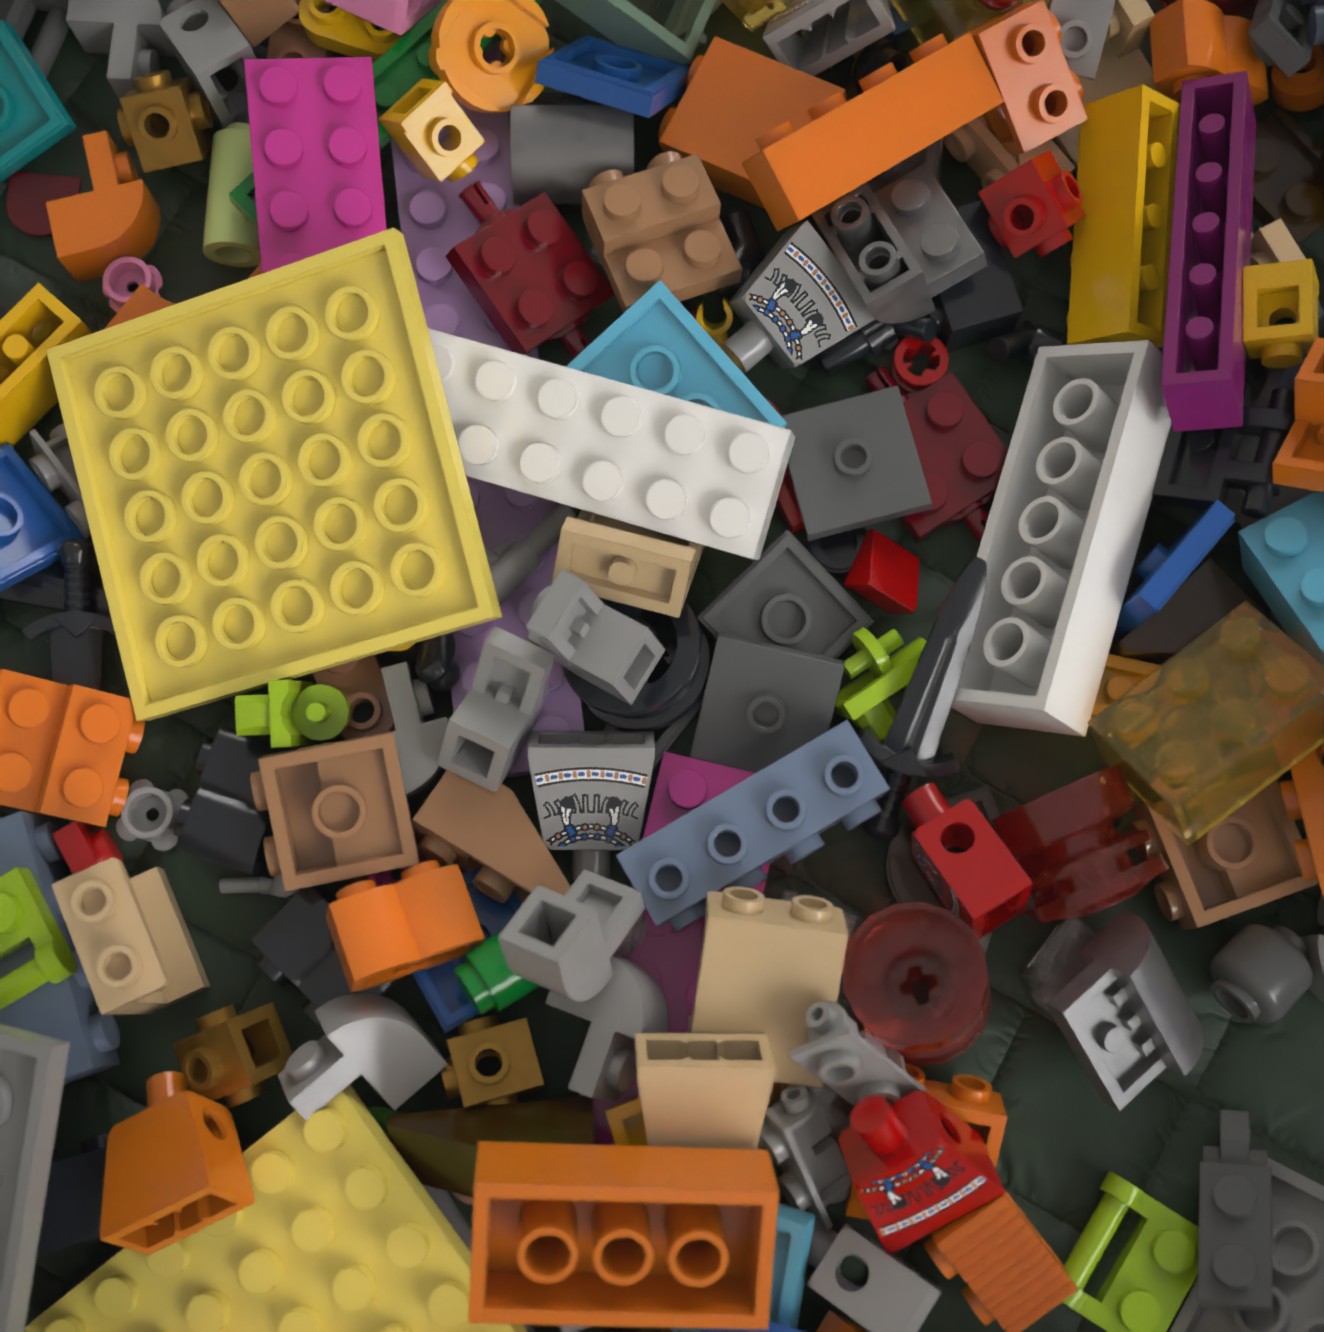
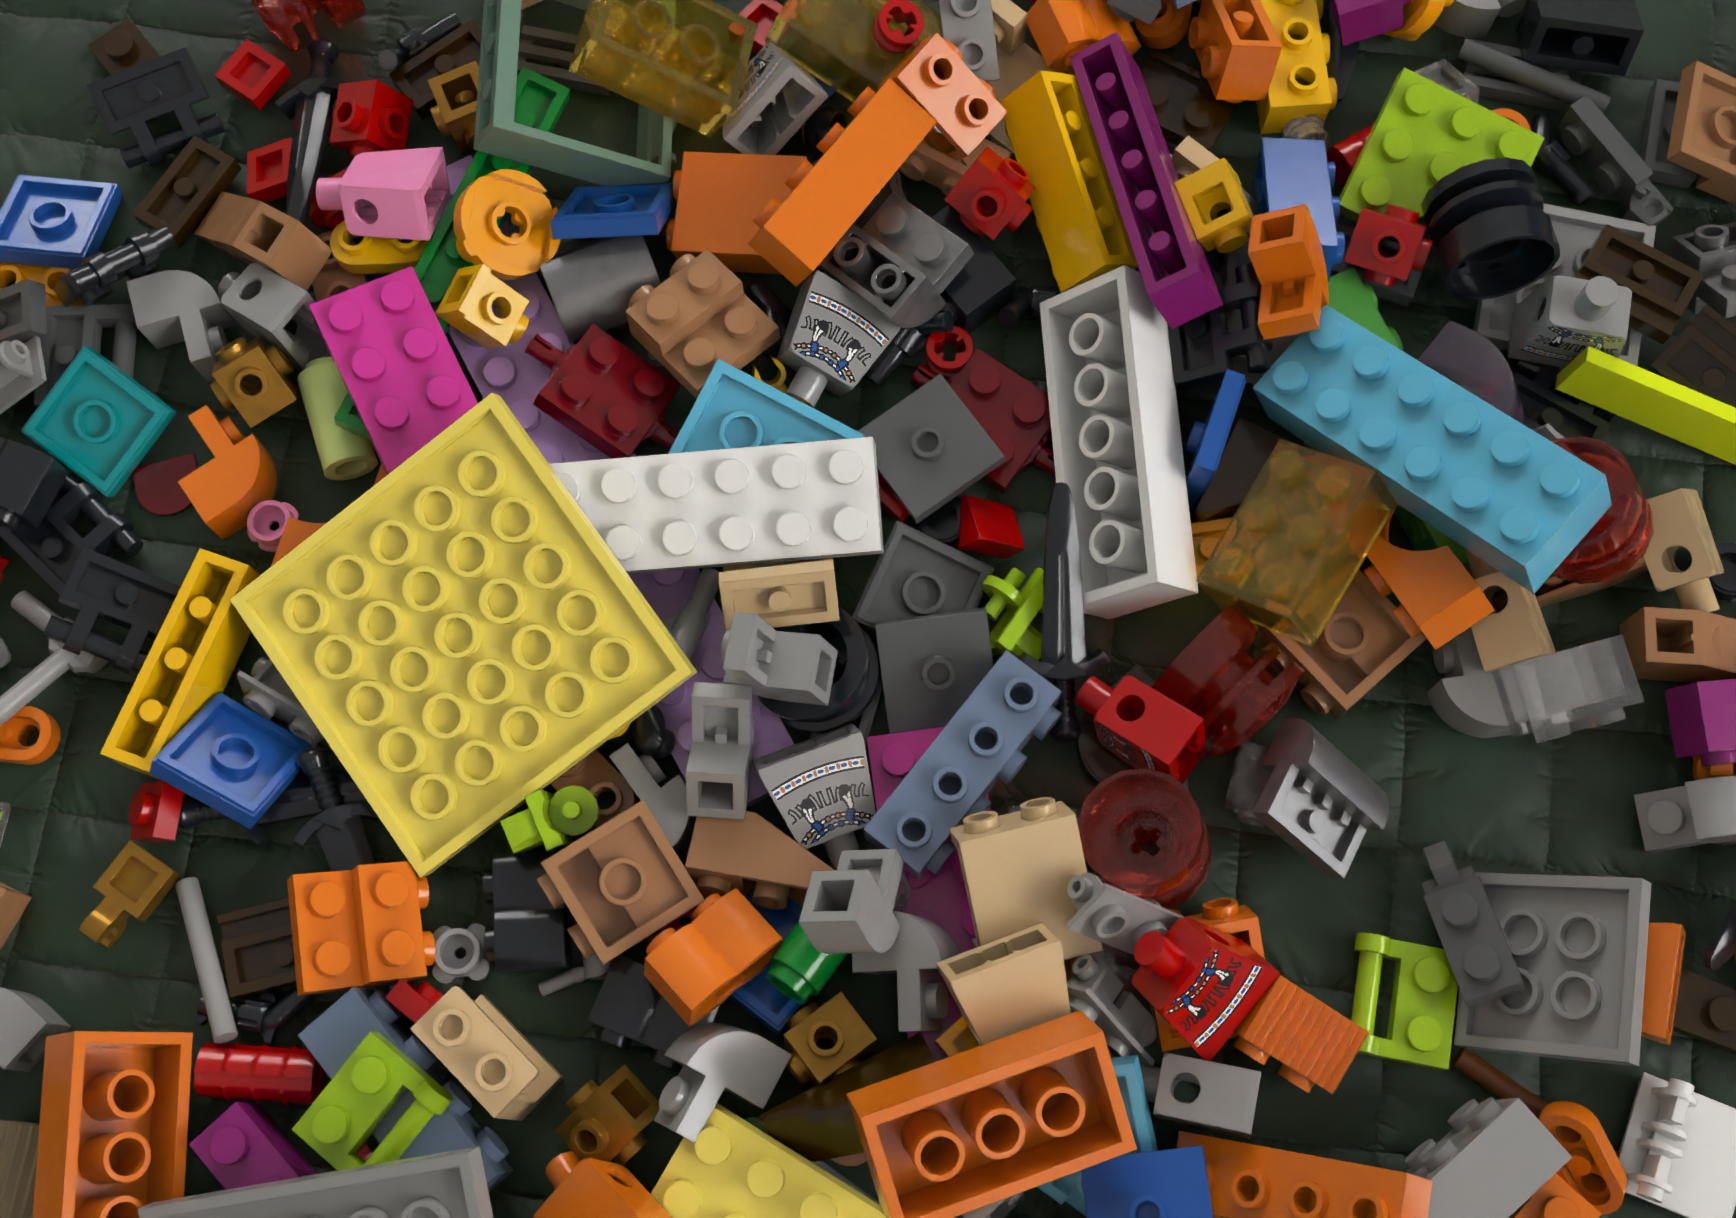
camera: 20 degrees left, 5 degrees down
(1260, 973) = (1409, 728): dark grey head -> none

